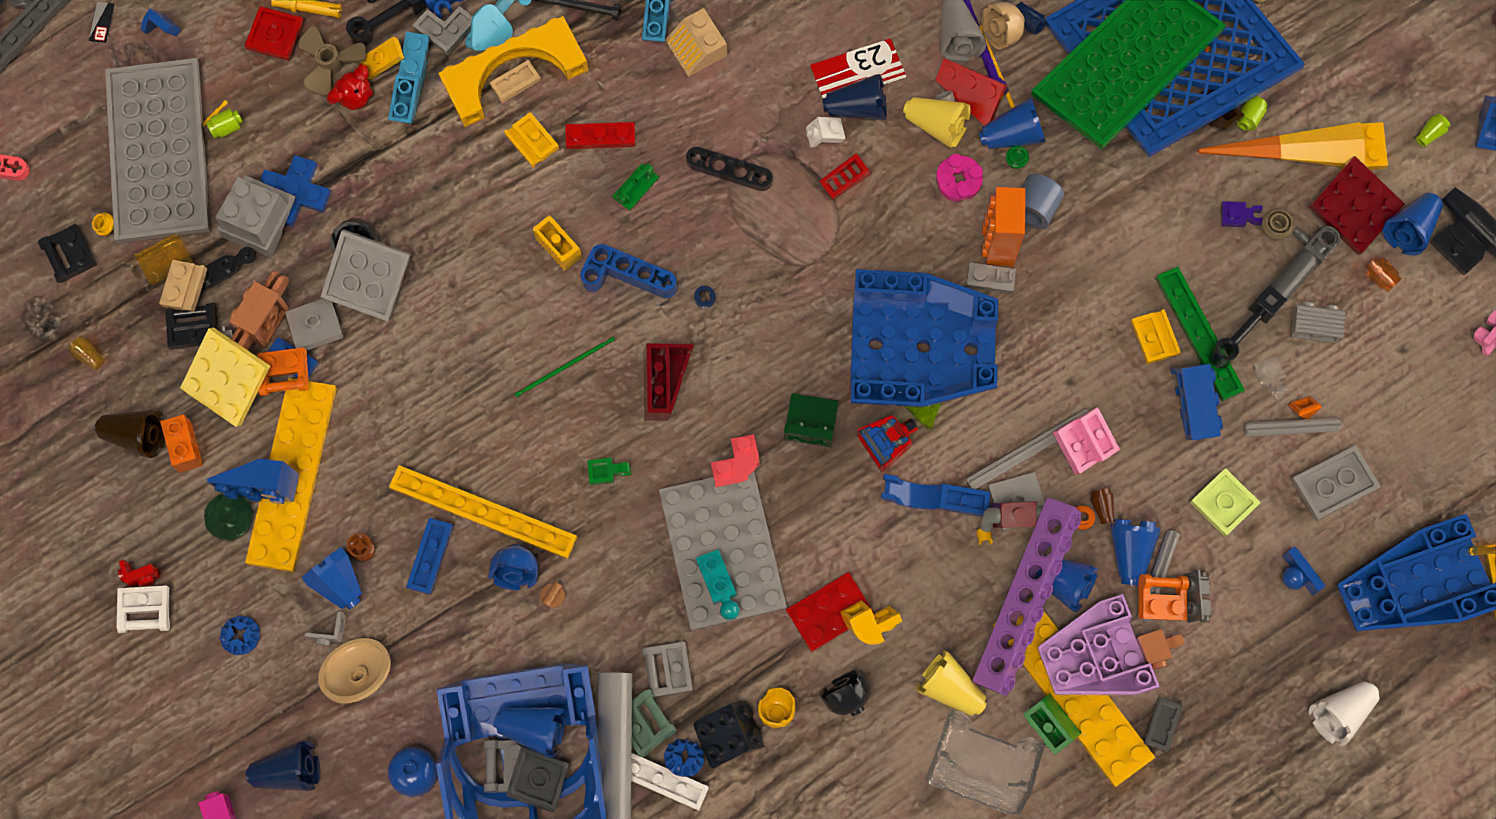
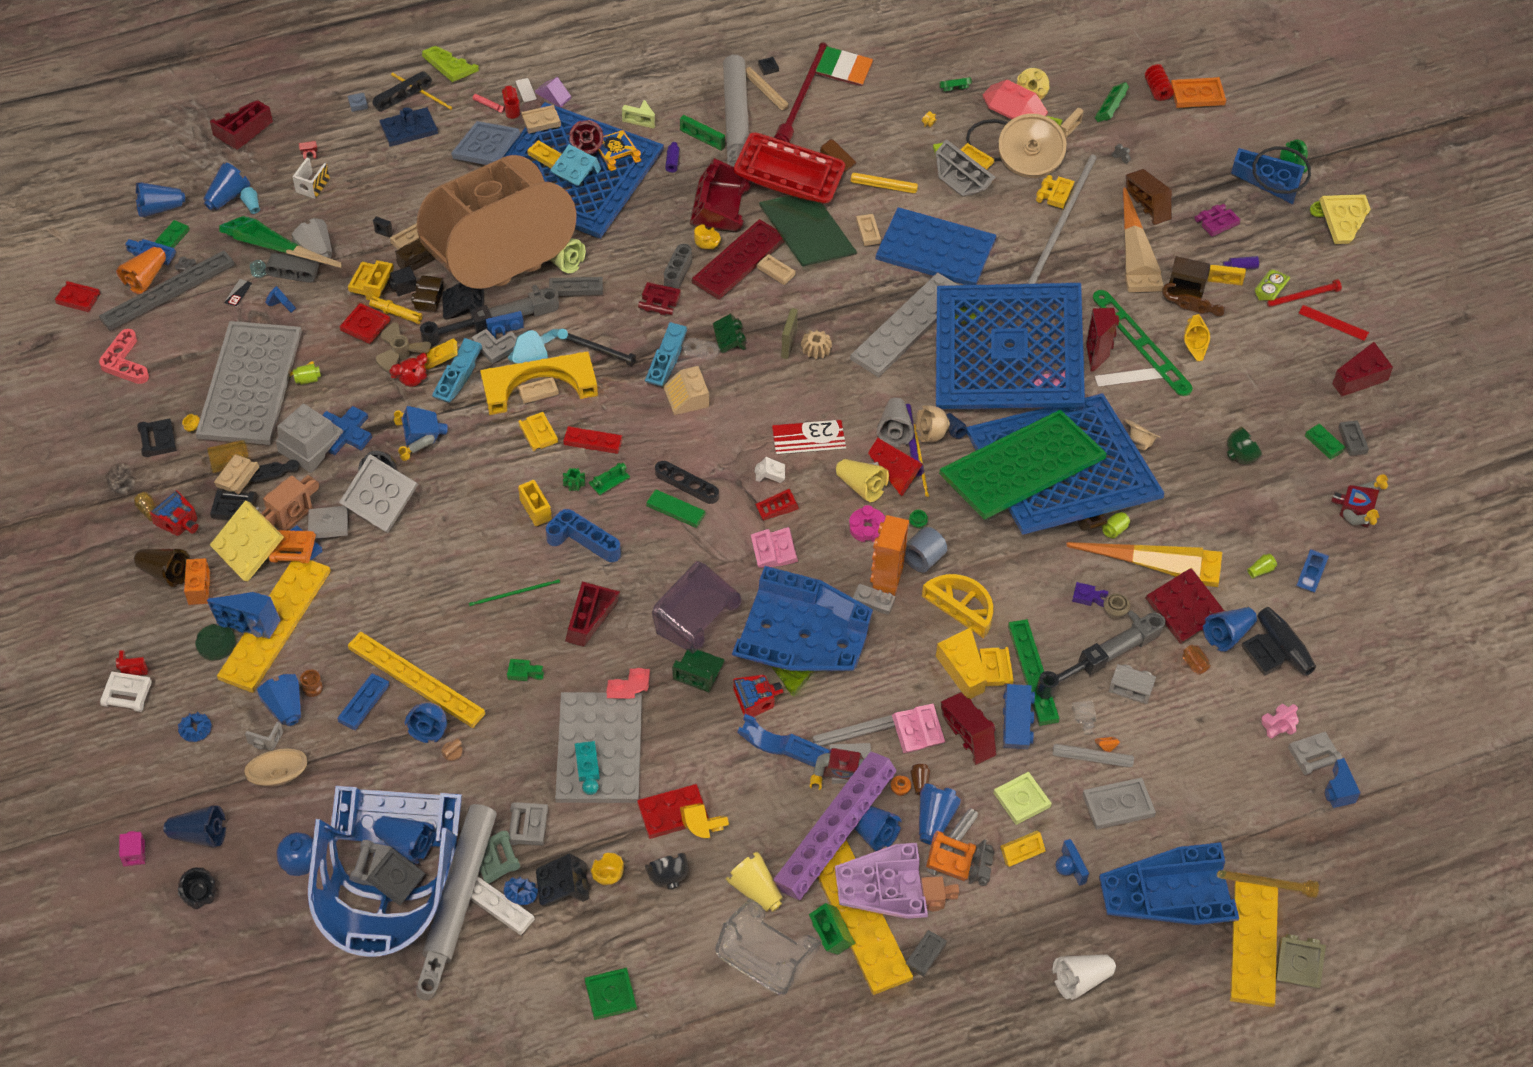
camera: 10 degrees right, 20 degrees down
(126, 358) = (175, 515): none -> torso
(387, 170) = (419, 429): none -> blue torso
(591, 203) = (573, 479): none -> green gear
(703, 289) = (640, 560): dark blue bush -> none
(725, 208) = (675, 508): none -> green tile
(787, 343) = (692, 606): none -> windscreen
(856, 236) = (774, 548): none -> bright pink slope
(858, 100) = (802, 452): dark blue cone -> none
(1014, 128) = (920, 495): blue cone -> none
(1091, 271) = (943, 600): none -> yellow window
(1118, 342) = (963, 663): none -> yellow wedge
(1145, 423) = (971, 726): none -> dark red wedge
(1241, 567) = (1022, 848): none -> yellow plate

